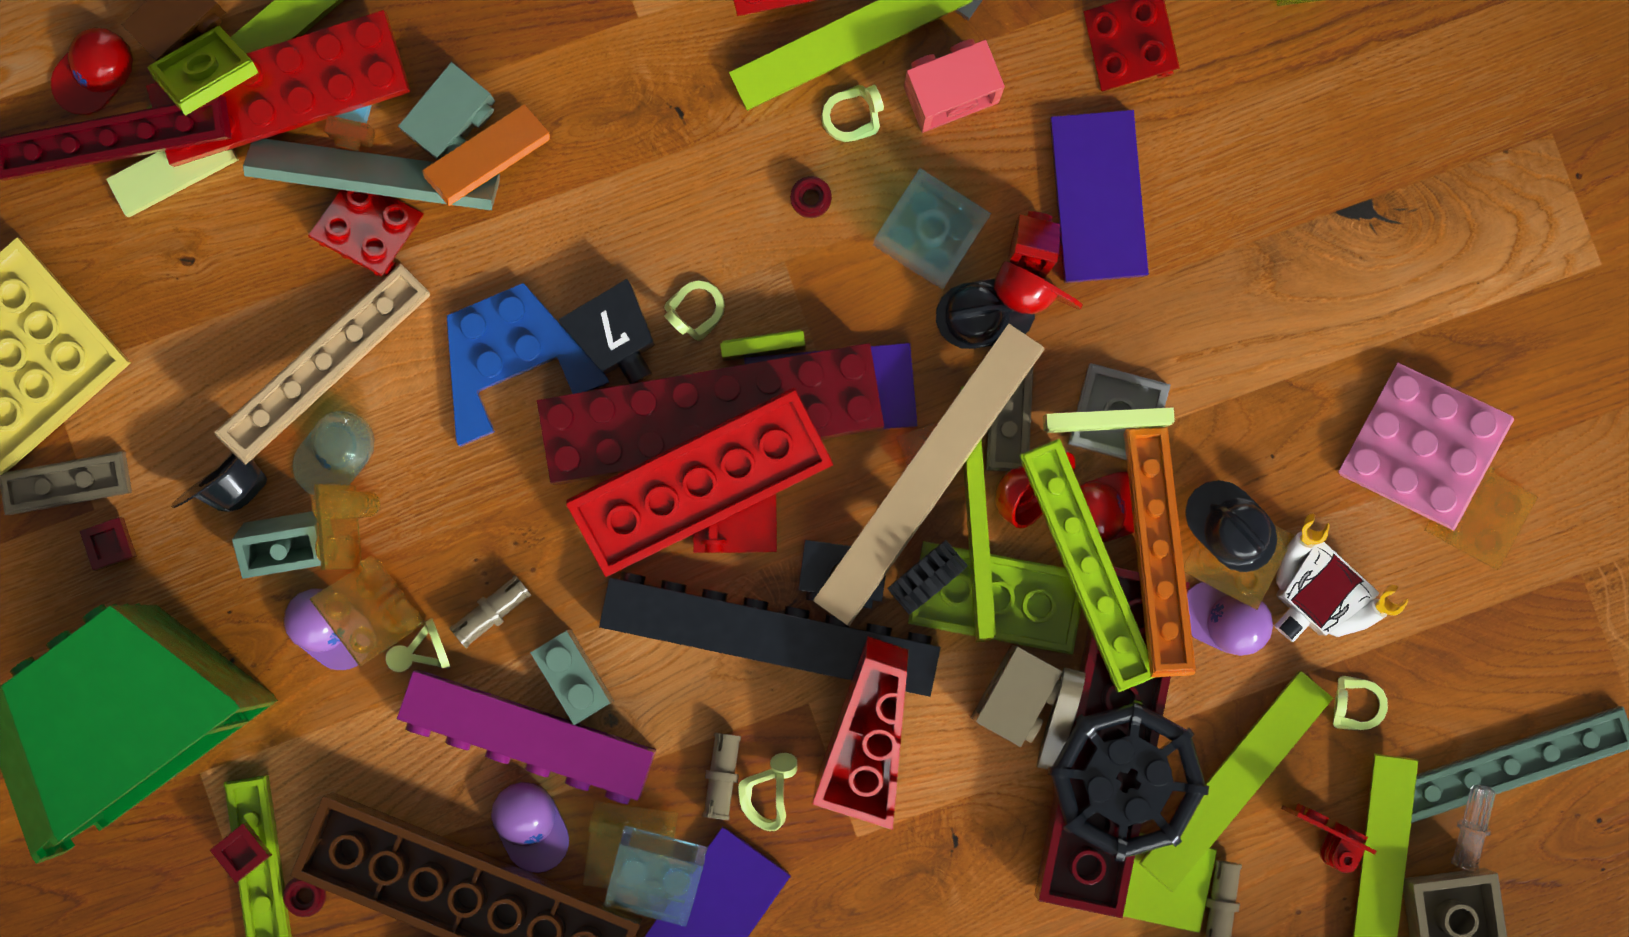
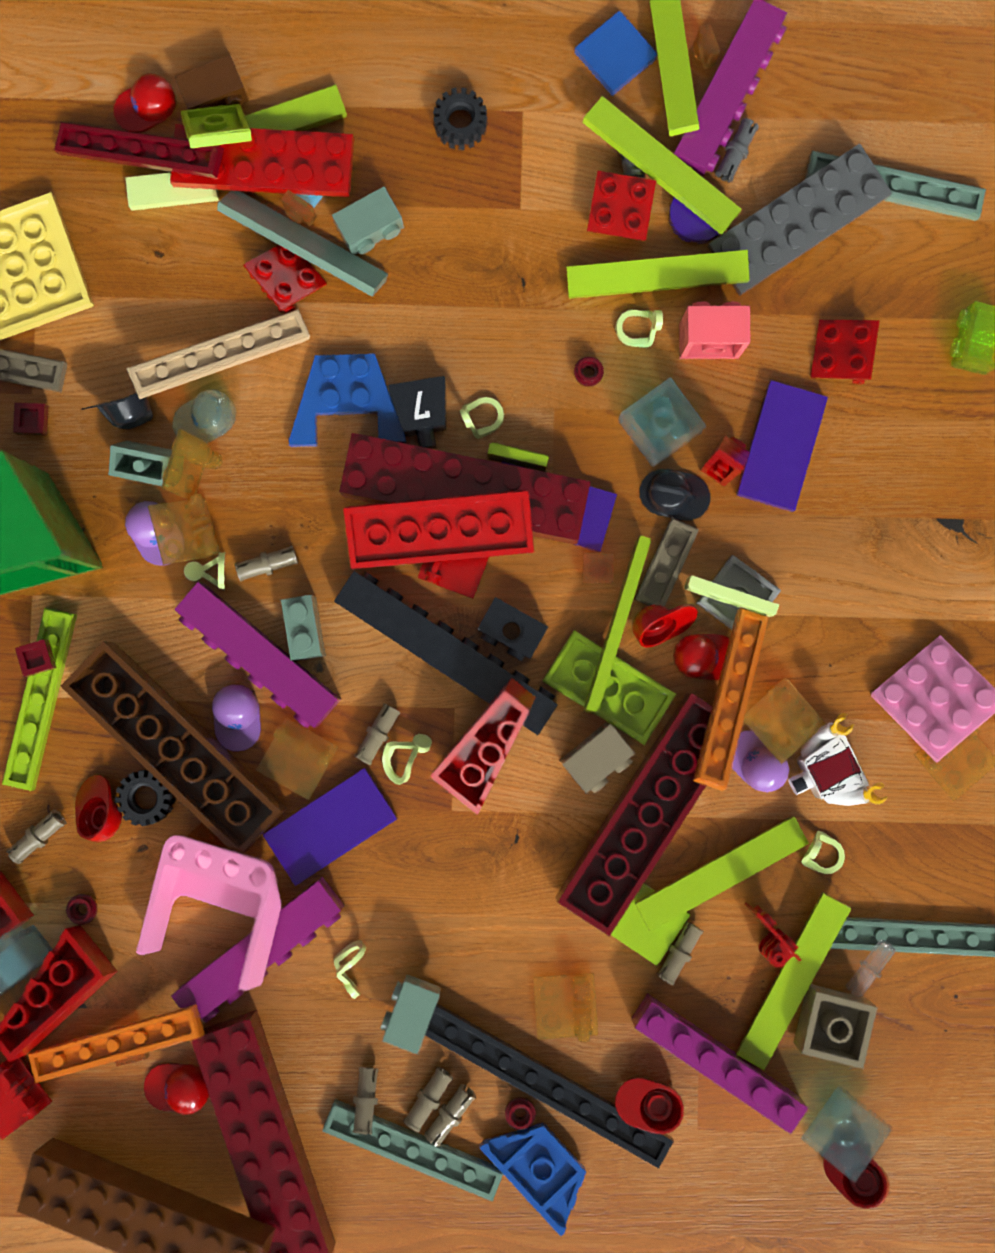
camera: 20 degrees right, 0 degrees up
(296, 905) = (60, 708): dark red plate -> none
(486, 155) = (383, 258): orange tile -> none
(655, 876) = (305, 782): clear light blue slope -> none
(927, 577) = (567, 653): black tyre -> none
(929, 474) = (596, 585): tan tile -> none
(1028, 292) = (711, 489): red cap -> none
(1061, 717) = (620, 785): dark tan beam -> none
(1087, 564) = (679, 688): lime tile -> none
(1135, 804) = (668, 846): black plate -> none
(1231, 525) = (786, 700): black piece -> none

